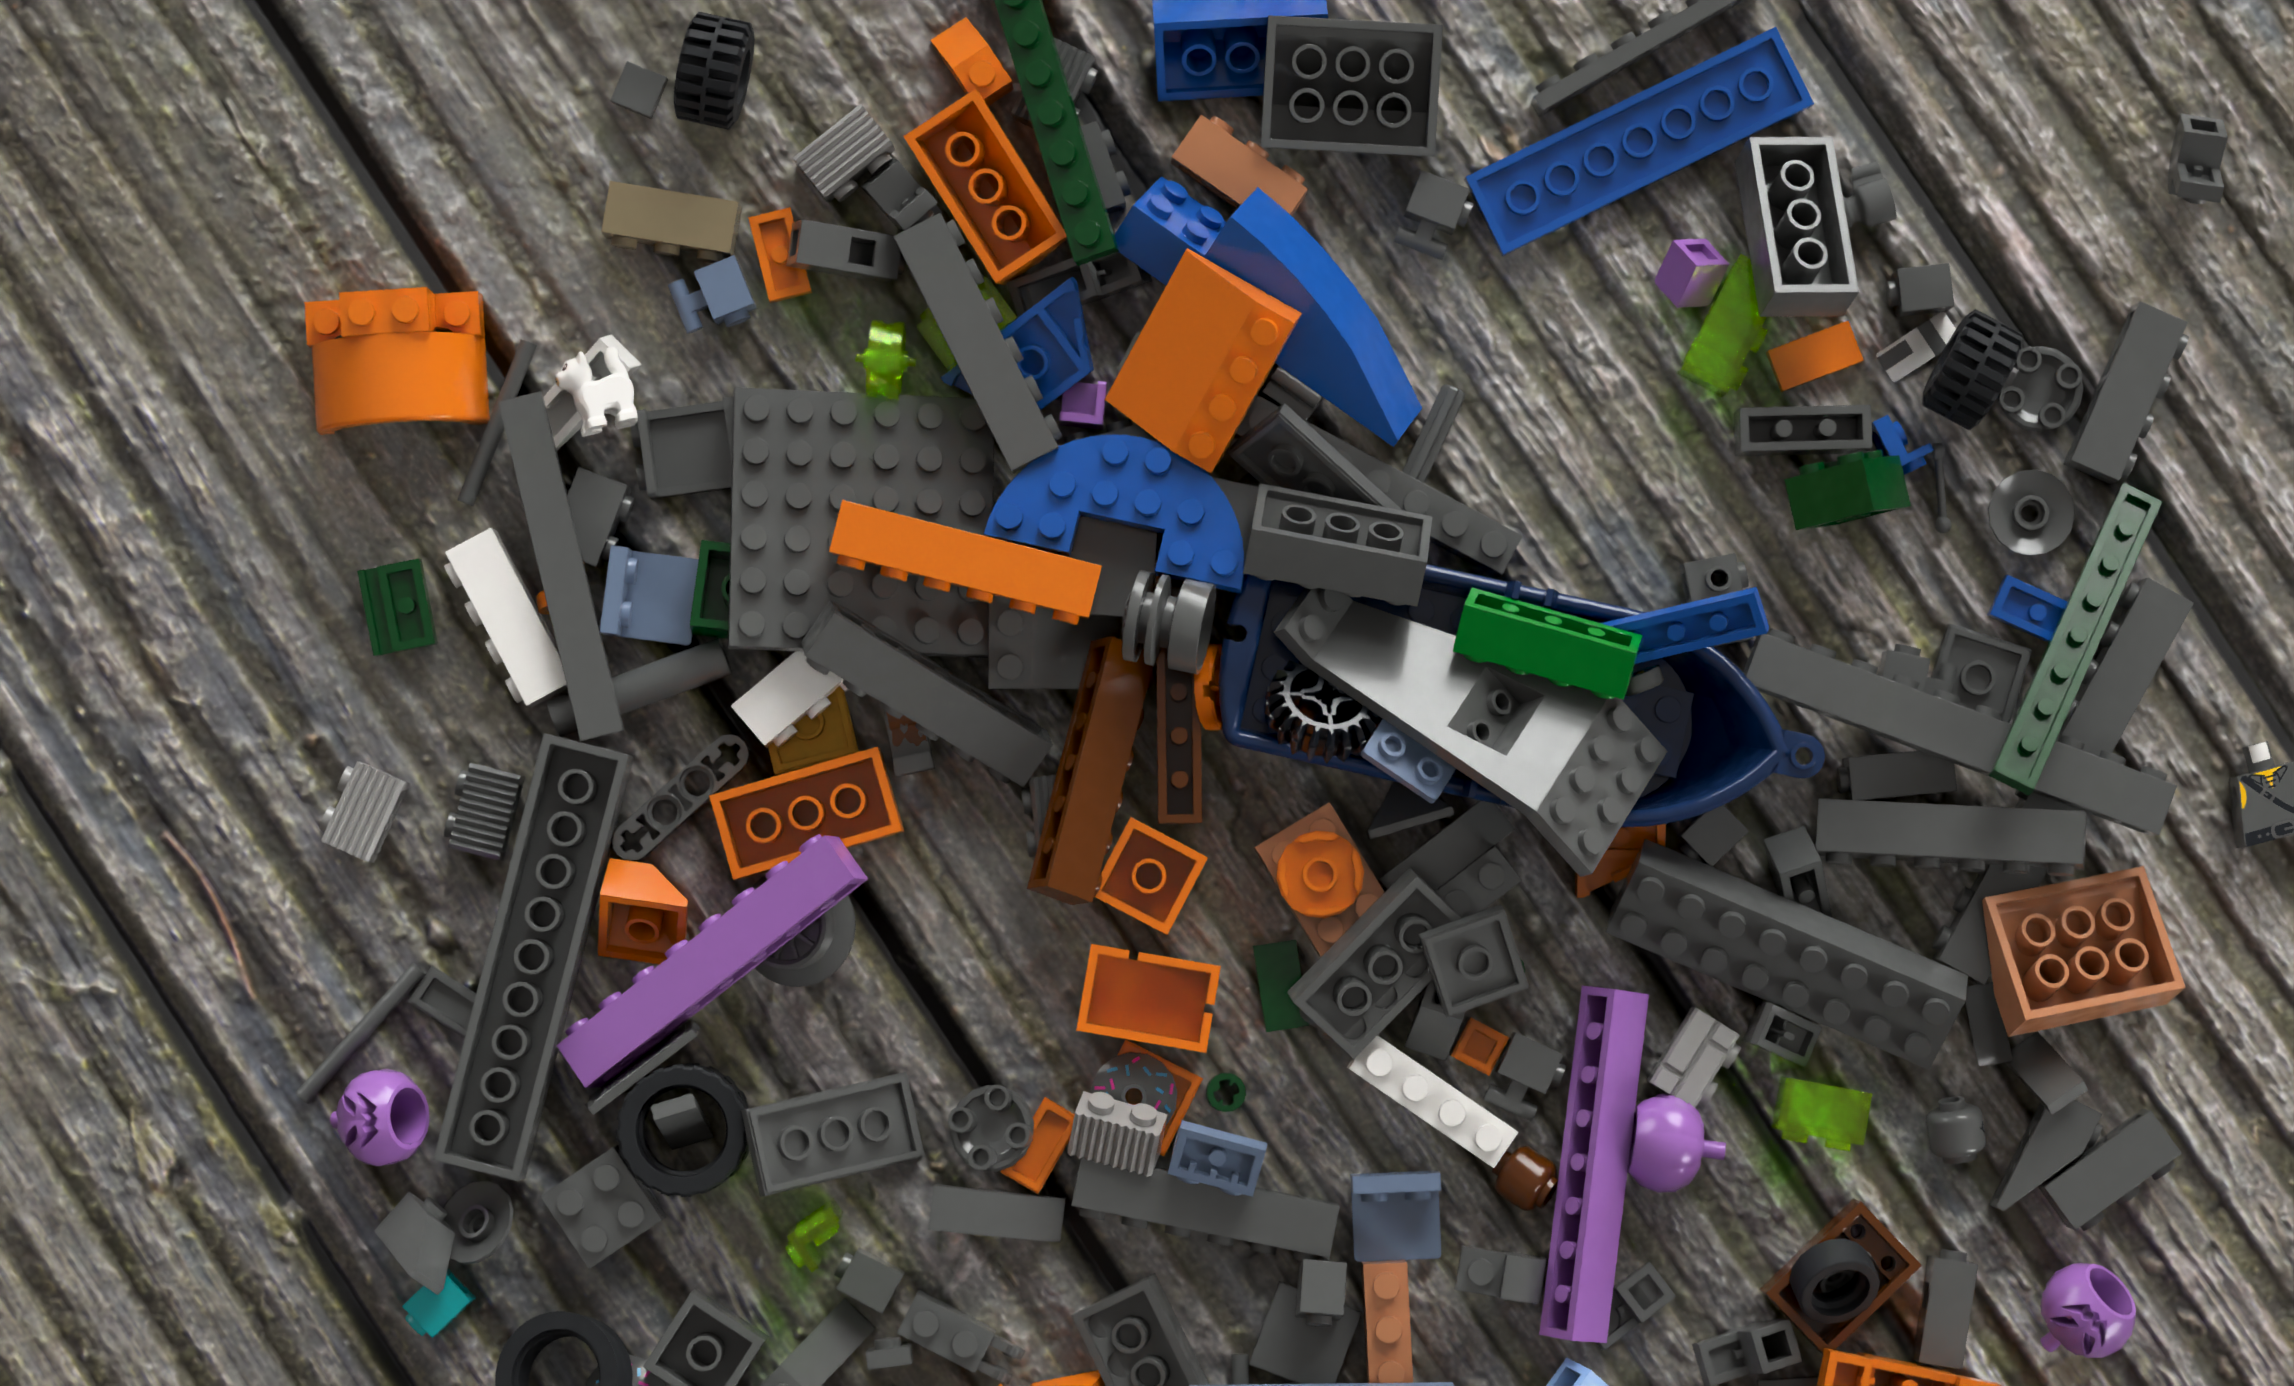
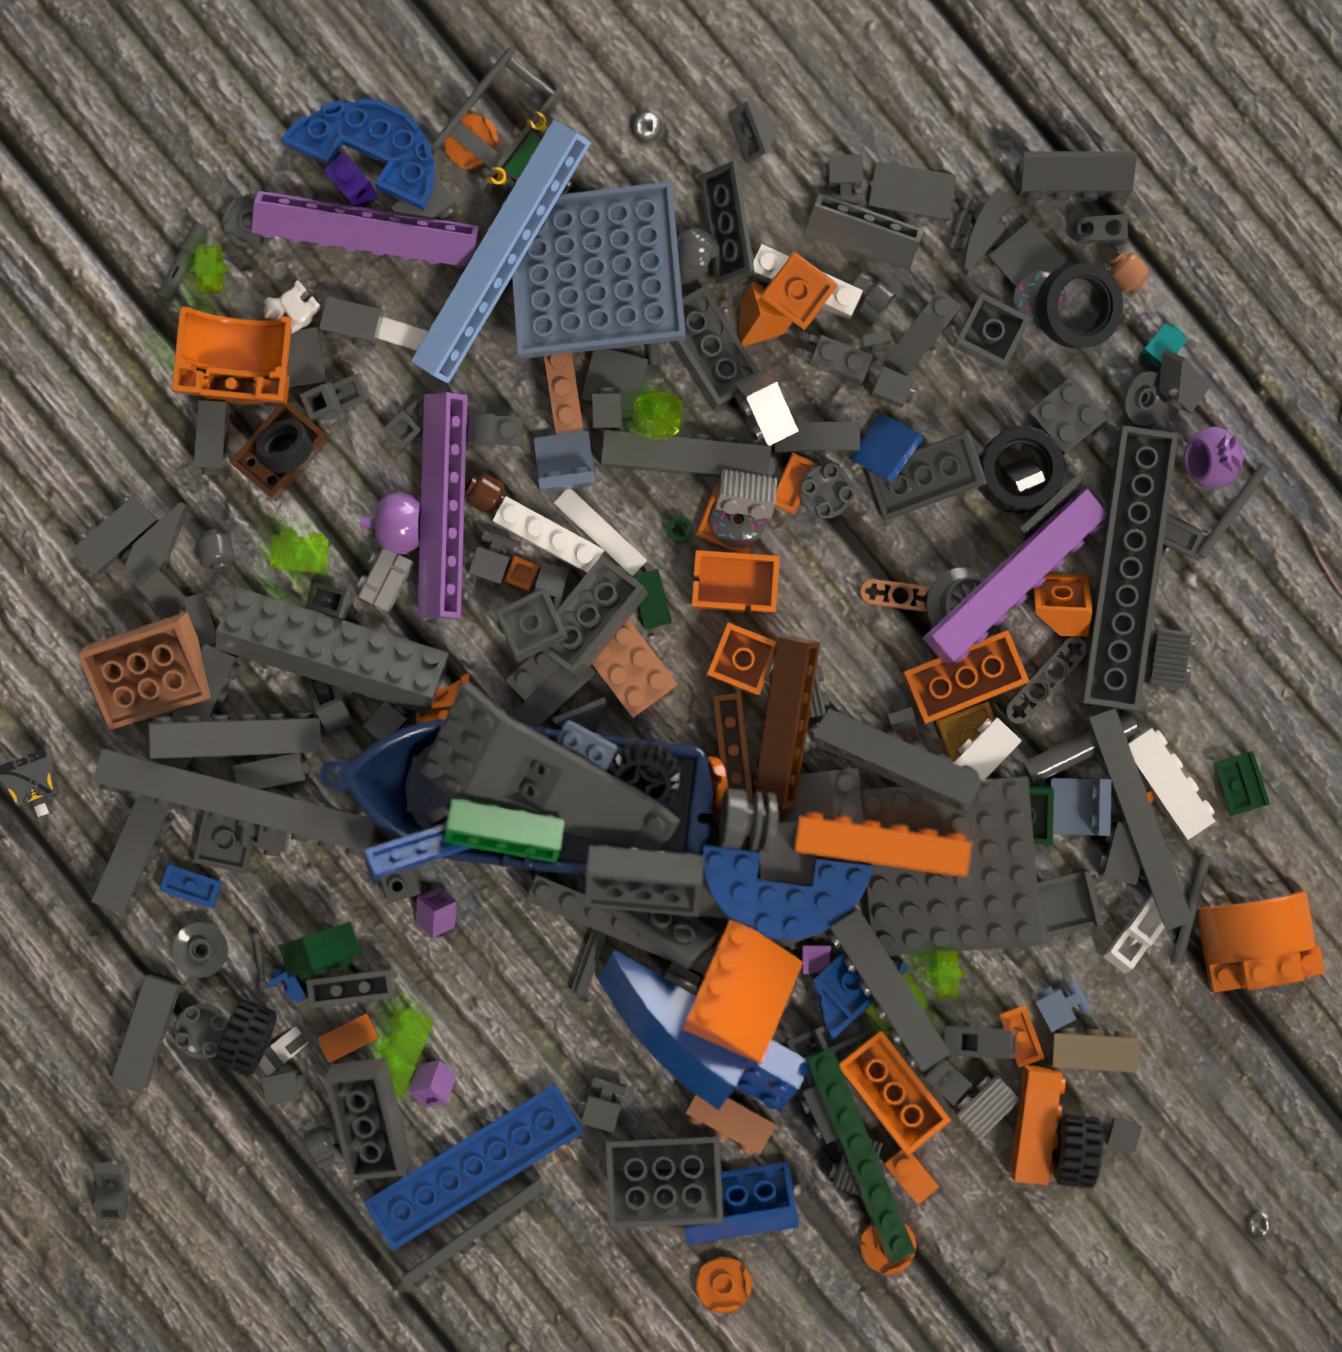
camera: 175 degrees right, 0 degrees up
(364, 811) = (1247, 651): light grey brick -> none
(595, 398) = (1128, 930): white animal -> none
(772, 117) = (1036, 1125): none -> orange brick
(817, 1226) = (932, 413): clear neon green bracket -> none
(890, 1185) = (886, 448): none -> blue tile
(928, 949) = (880, 586): none -> nougat beam
(1075, 1266) = (765, 407): none -> brick
(1216, 1159) = (682, 483): sand blue bracket -> none
(1242, 1273) = (657, 410): none -> clear neon green wheel
(1320, 874) = (634, 670): orange tile -> none
(1350, 1100) = (600, 531): none -> white sticker
(1661, 534) = (436, 912): none -> medium lavender panel
(2075, 639) = (165, 869): plate -> none
(2087, 1311) = (122, 444): medium lavender piece -> none

